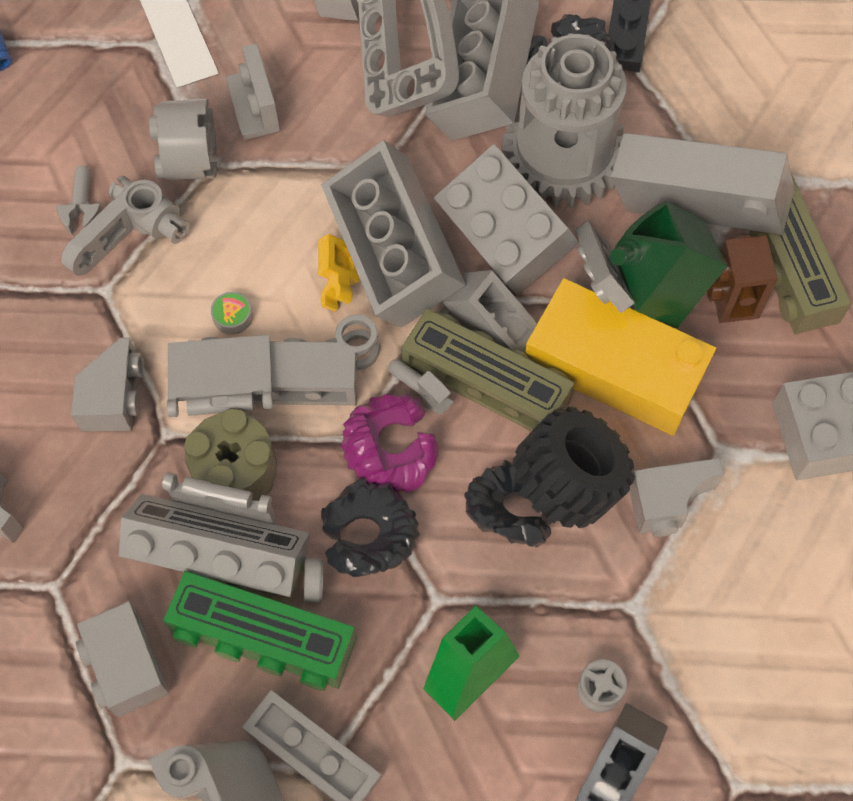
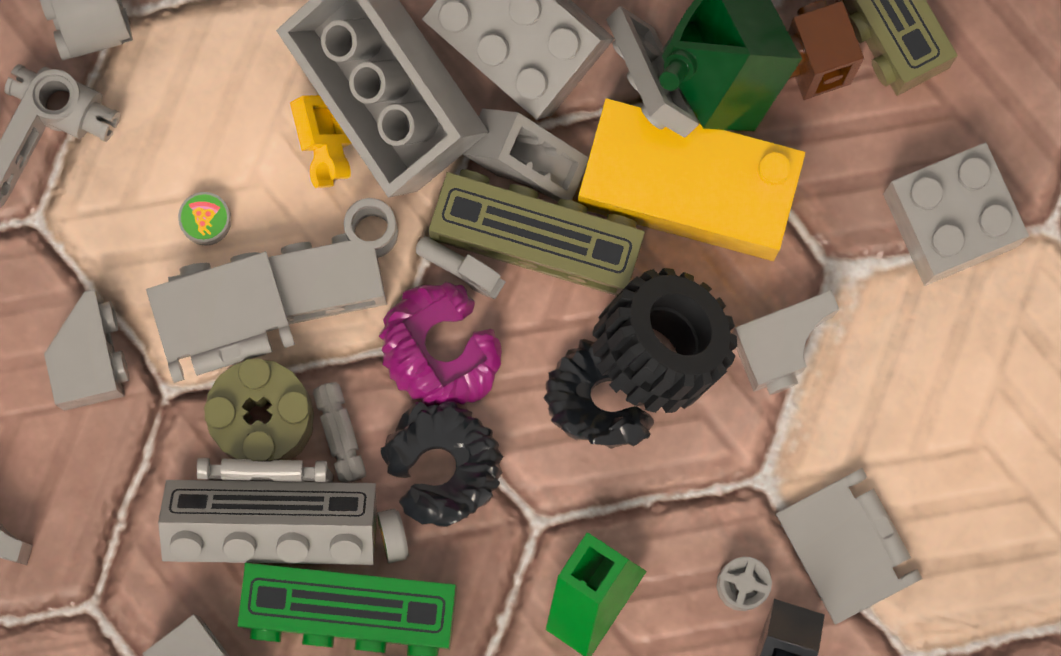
camera: 15 degrees left, 15 degrees up
(292, 490) = (339, 432): none -> light grey axle
(697, 677) = (847, 547): none -> light grey piece

